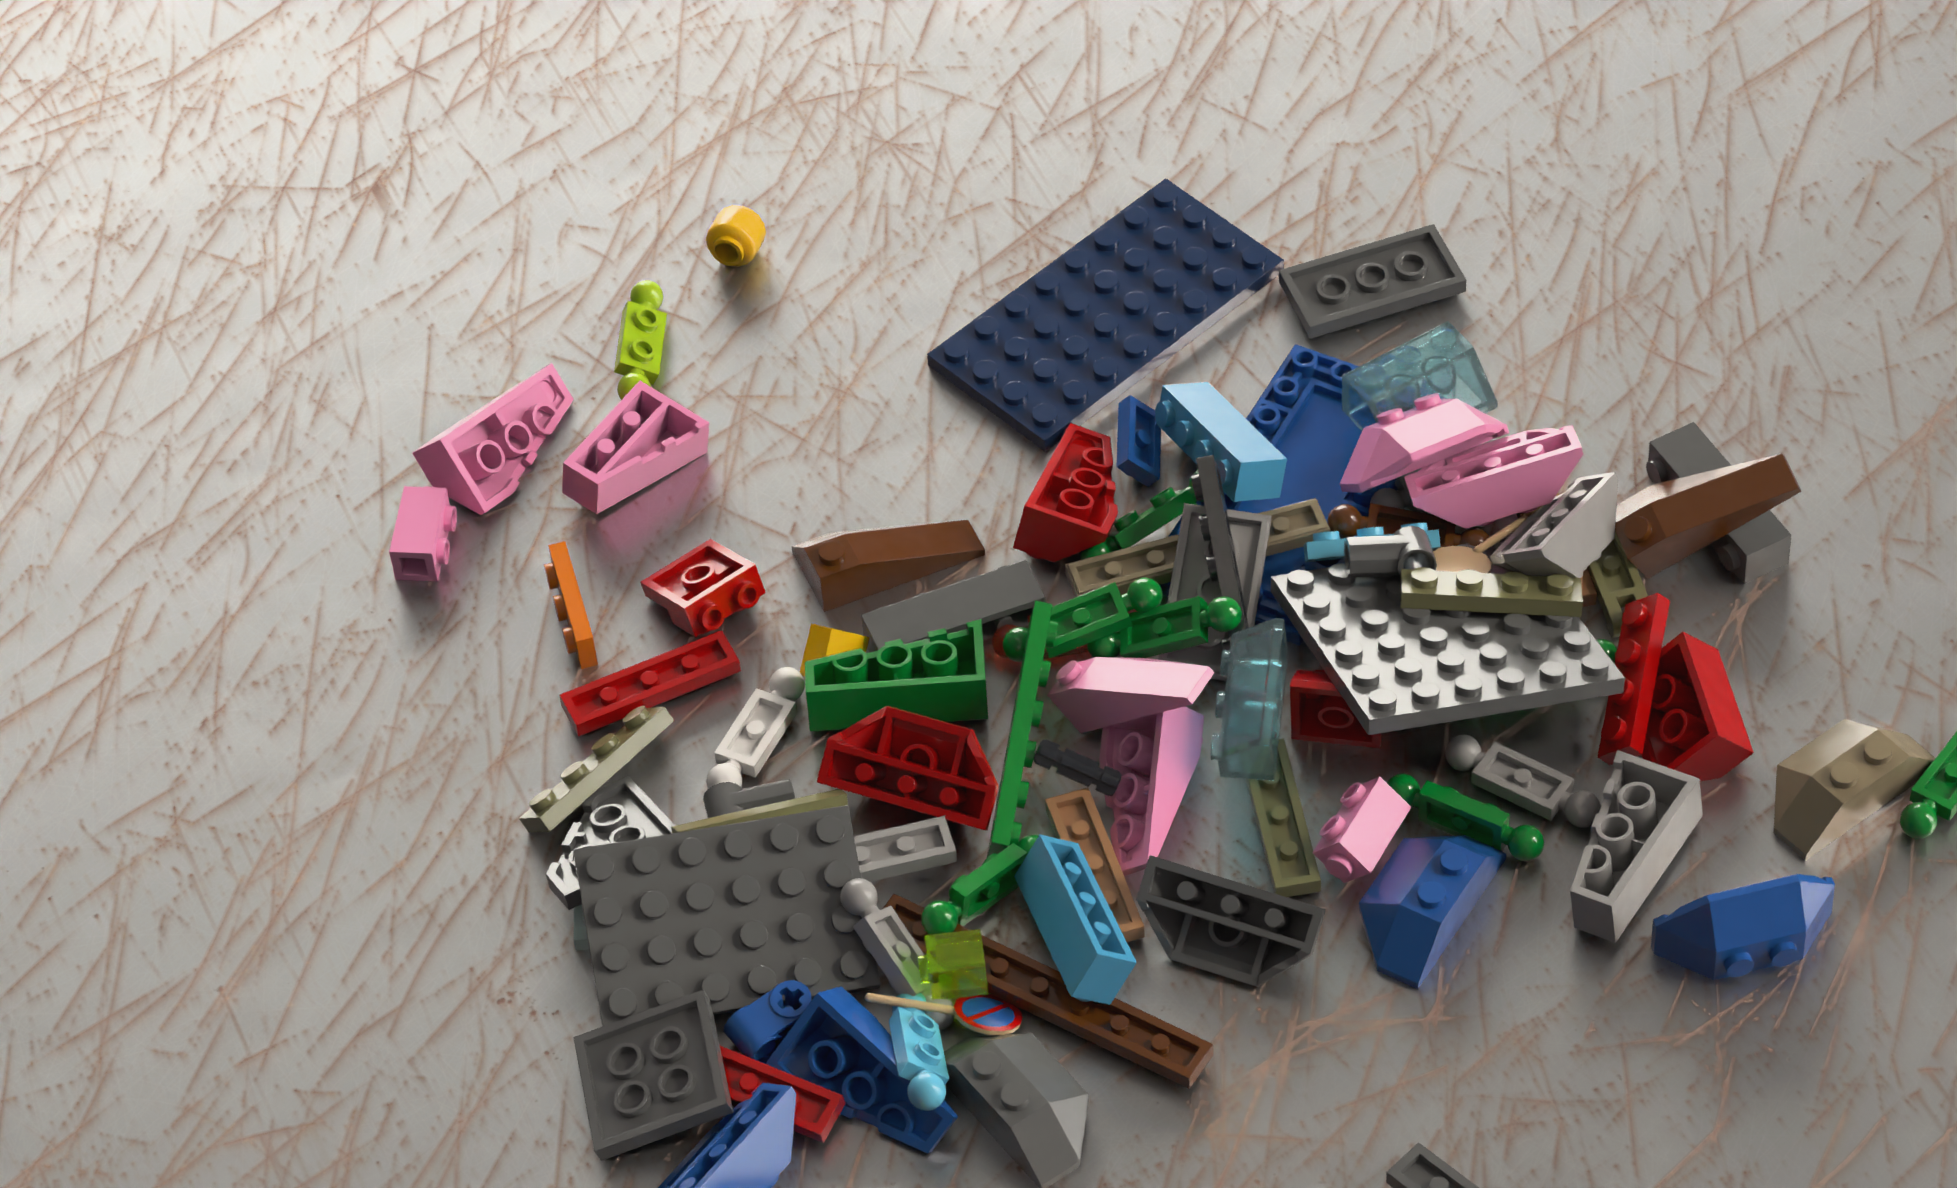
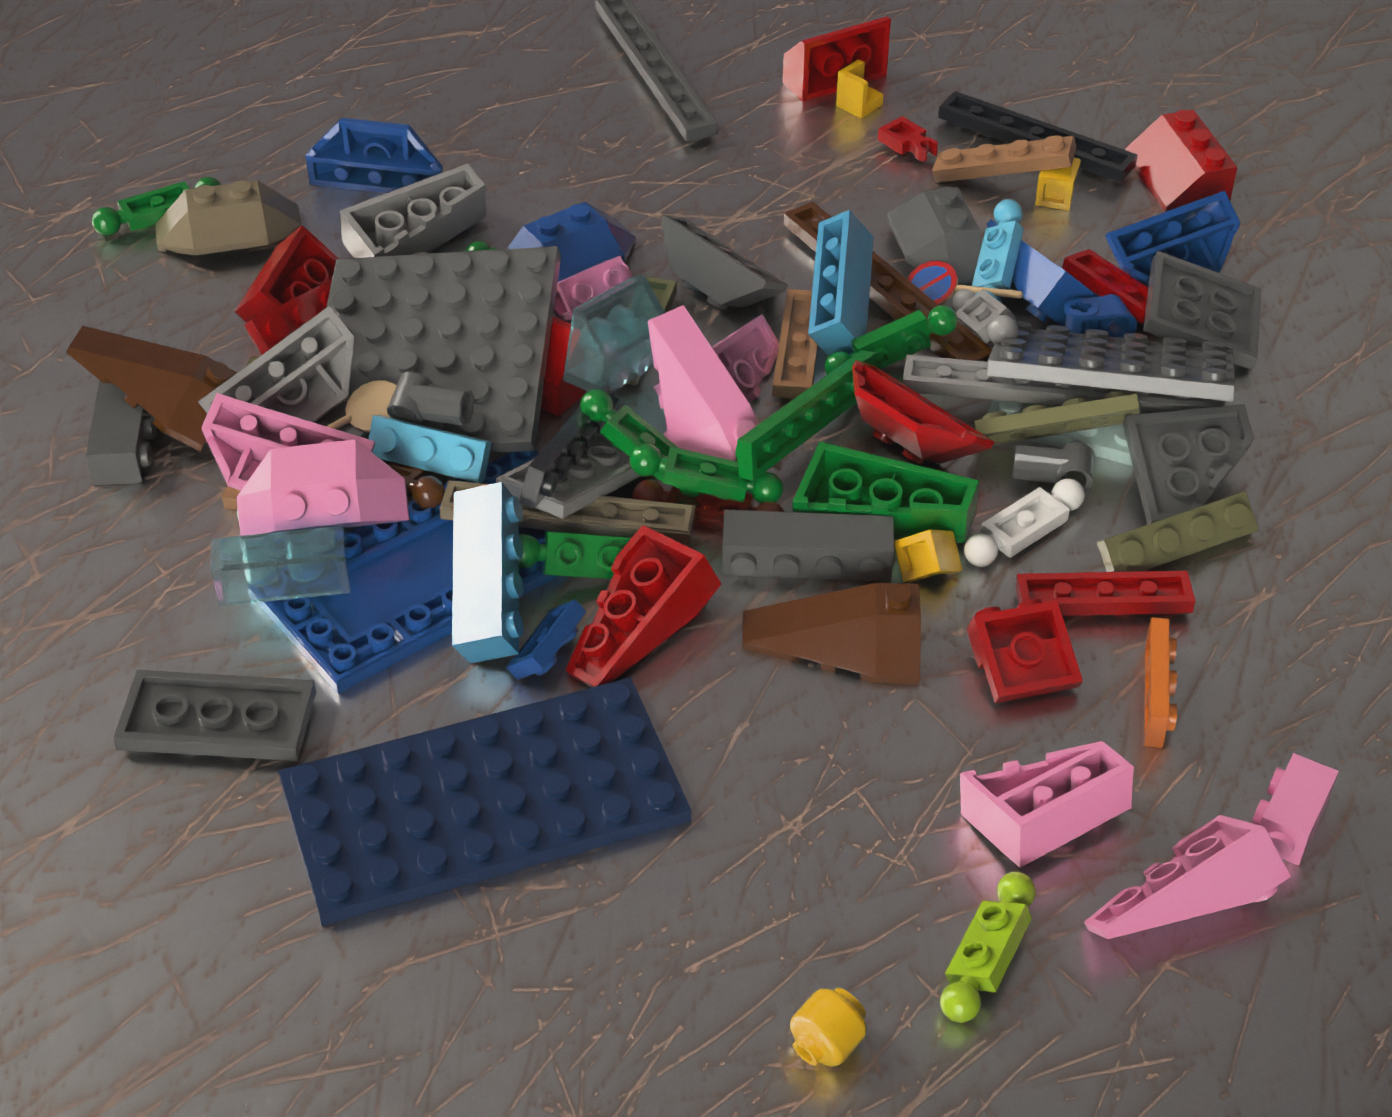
camera: 160 degrees left, 5 degrees down
(954, 965) = (947, 283): clear neon green brick -> none
(1077, 767) = (774, 384): black axle -> none
(1491, 592) = (391, 356): olive plate -> none

